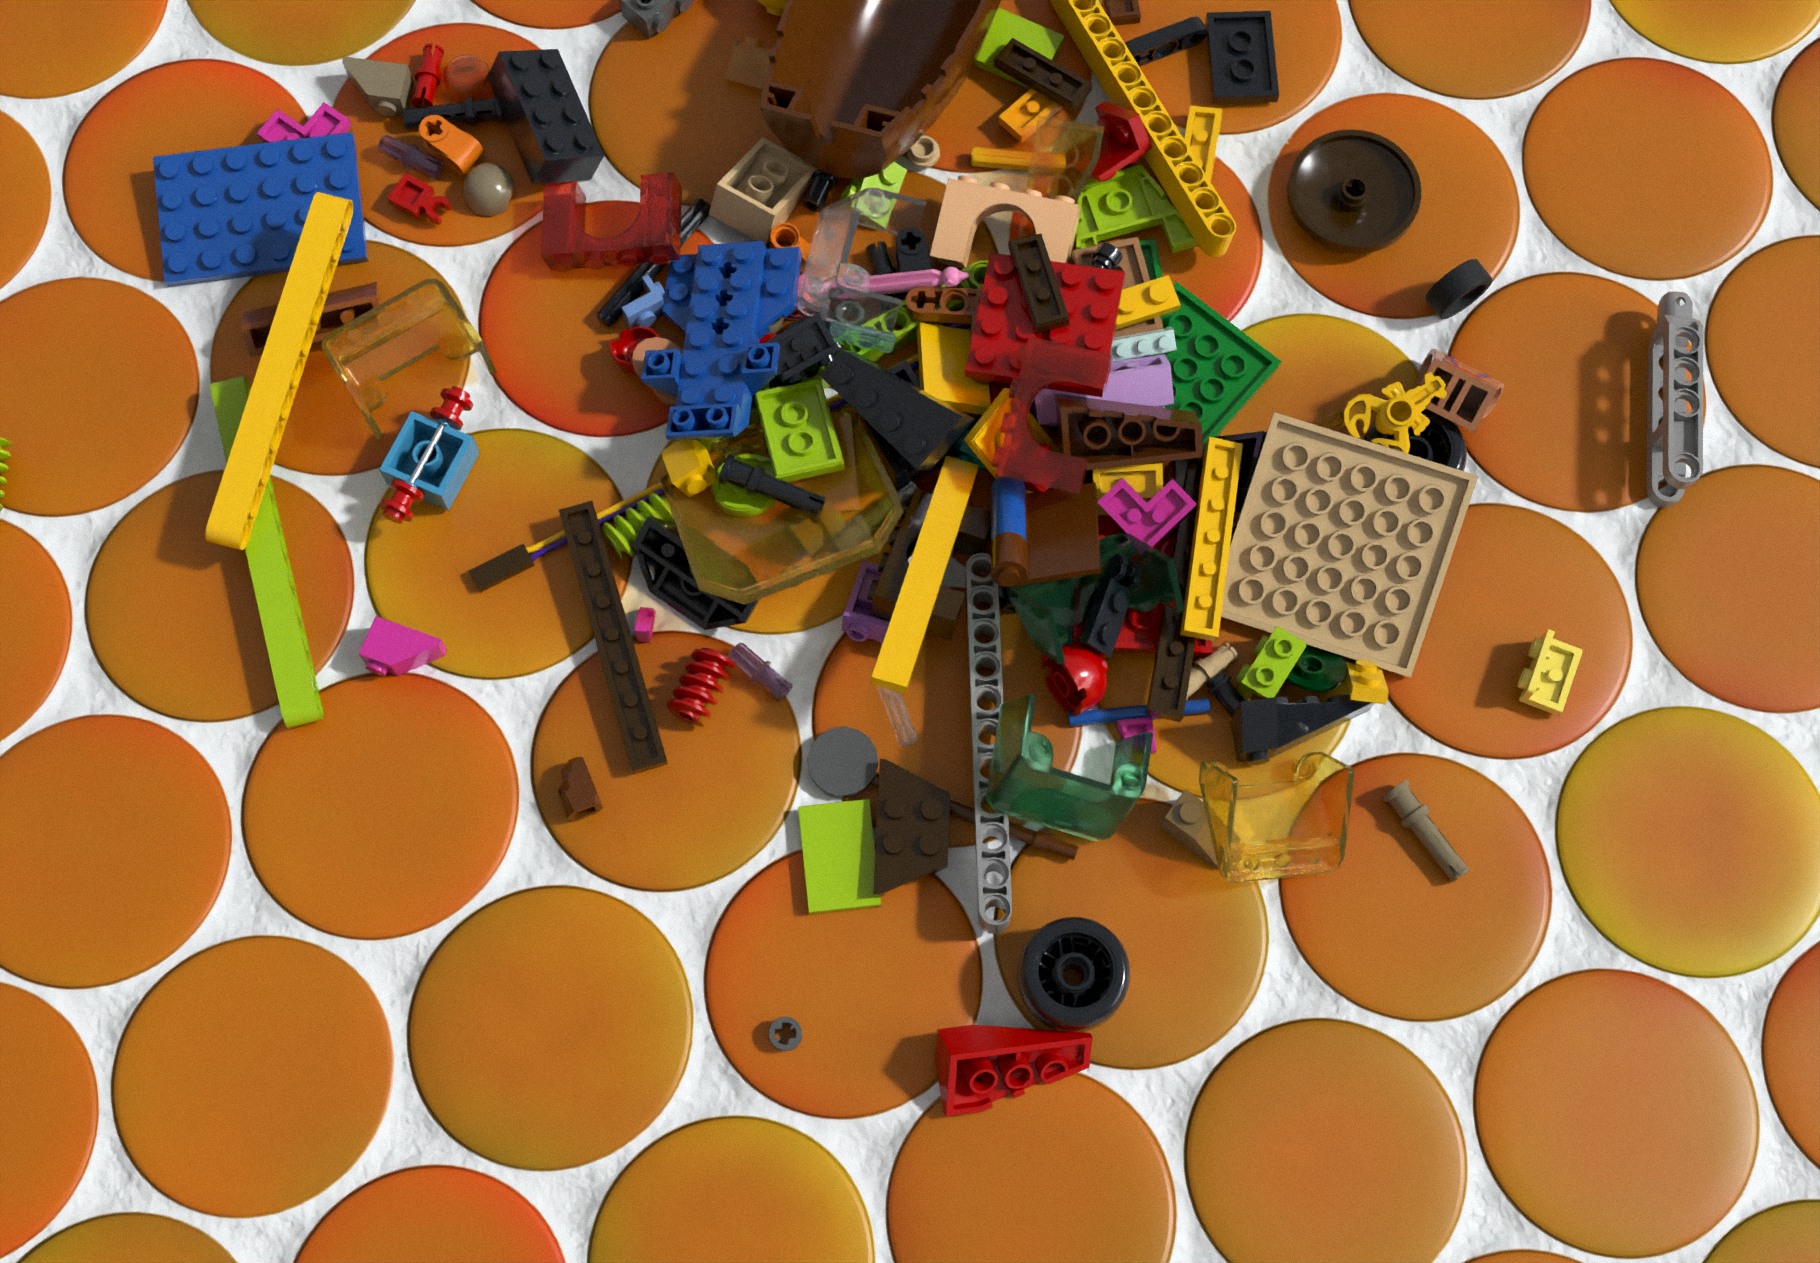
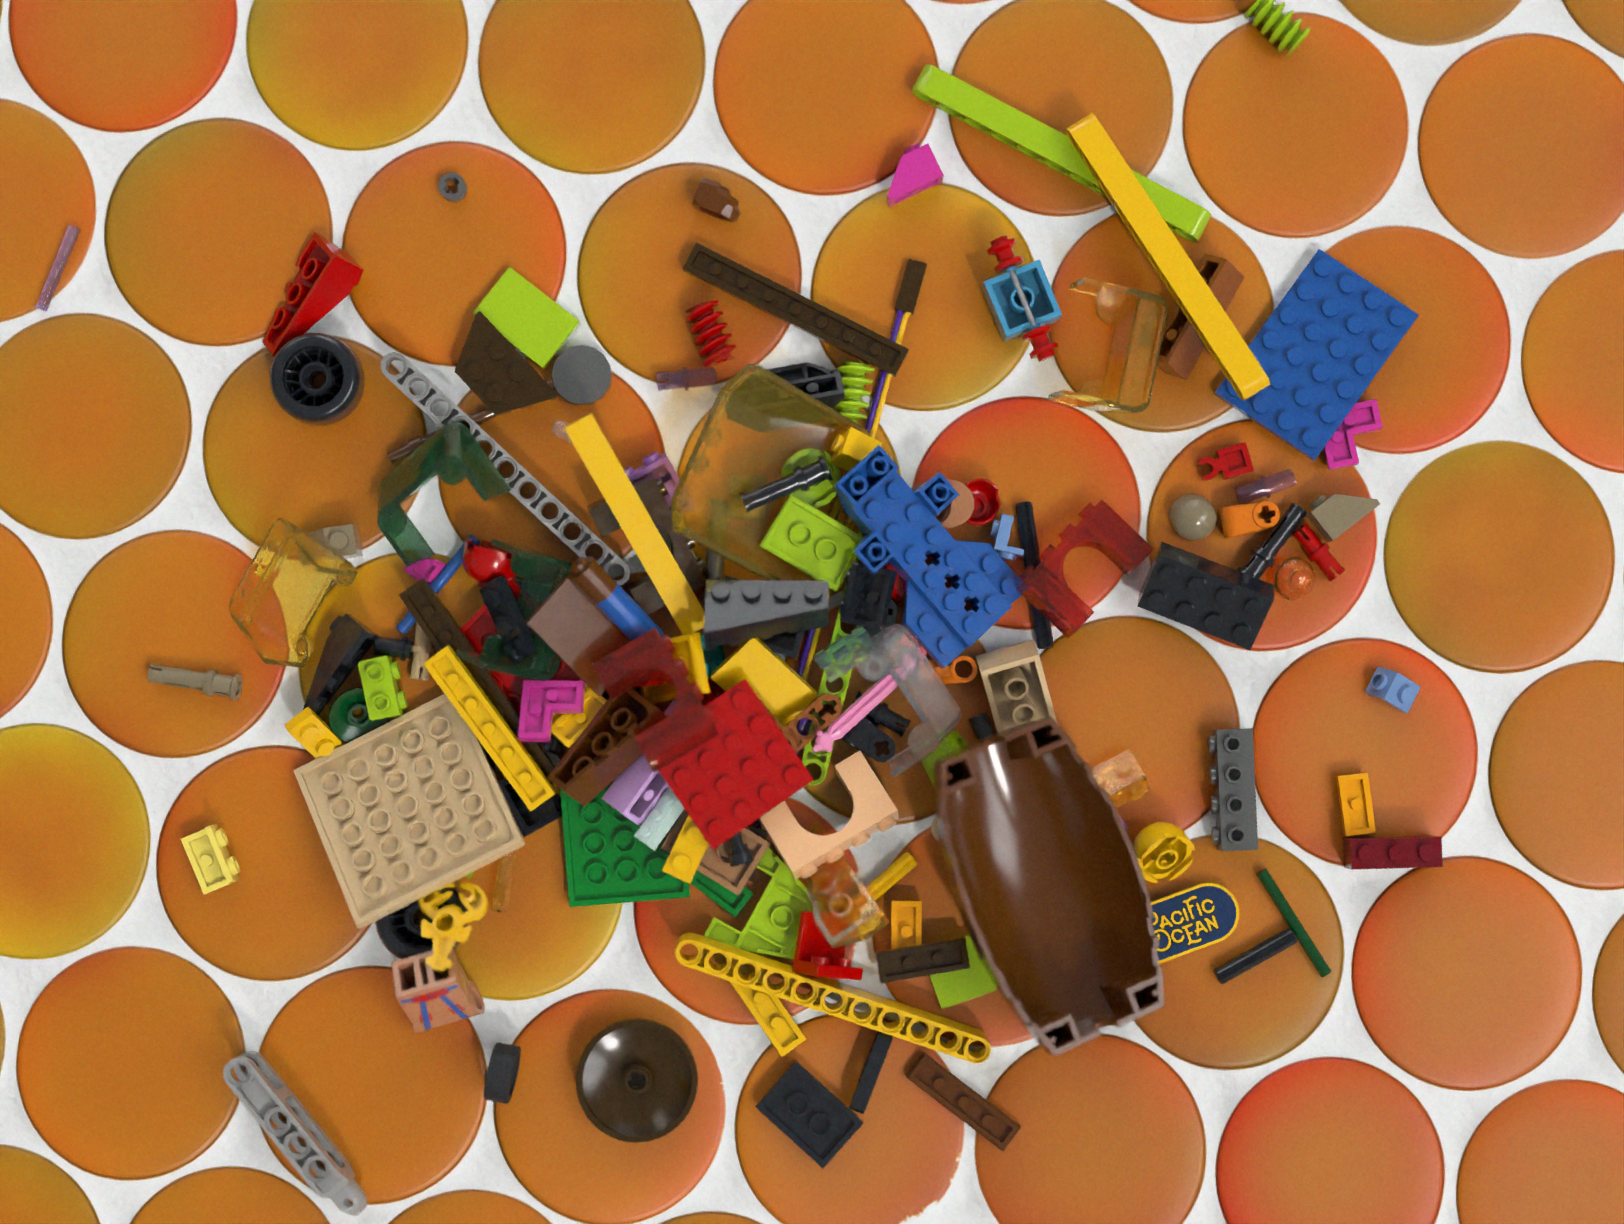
camera: 135 degrees right, 15 degrees up
(645, 624) = (786, 339): dark pink tile -> none
(1038, 283) = (756, 782): dark brown tile -> none

